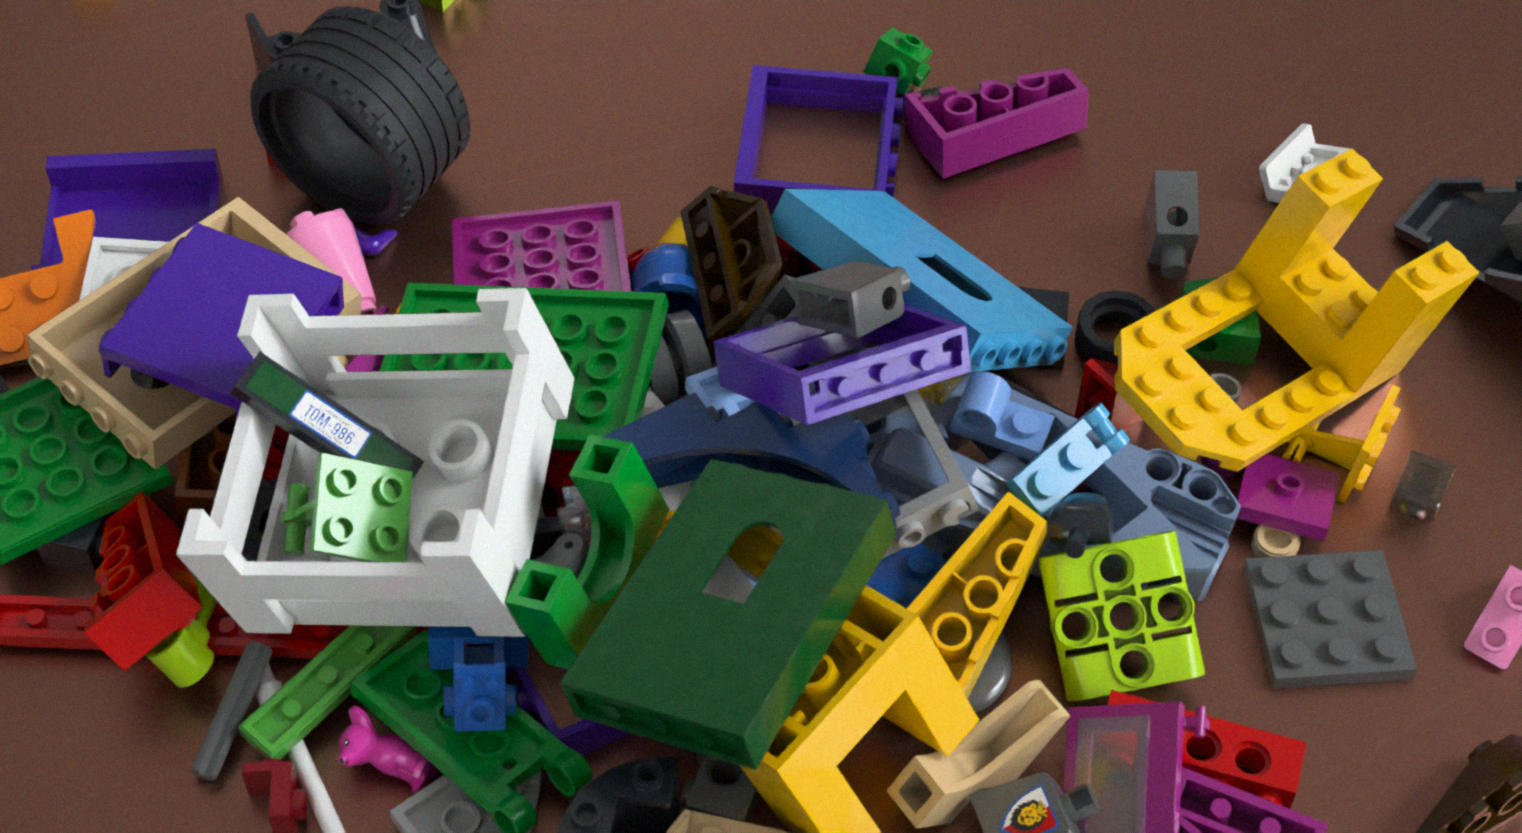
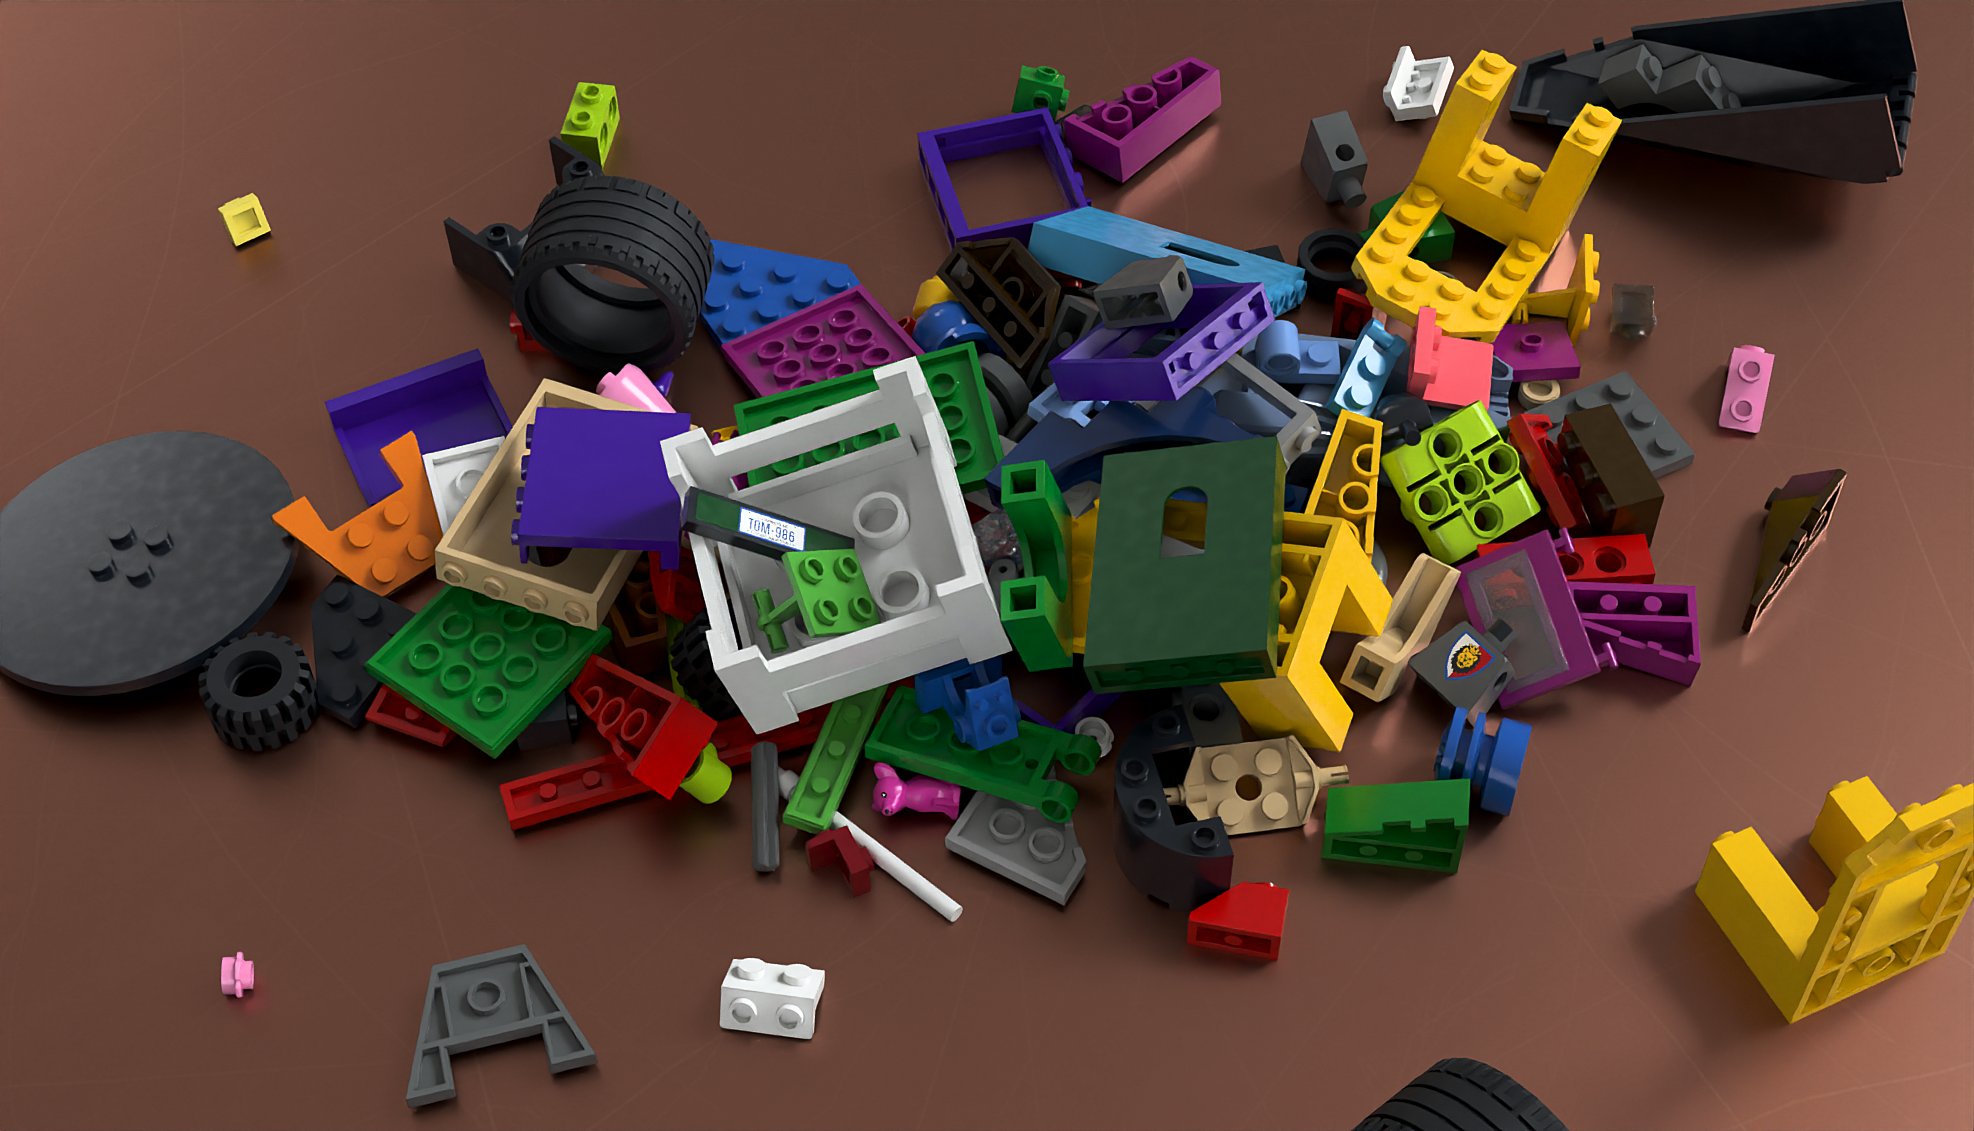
camera: 20 degrees left, 0 degrees up
(525, 170) = (762, 286): none -> blue wing
(602, 746) = (1098, 730): none -> white plate
(1160, 483) = (1447, 369): none -> coral bracket
(1231, 633) = (1544, 459): none -> red wing
(1296, 662) = (1610, 474): none -> dark brown wedge

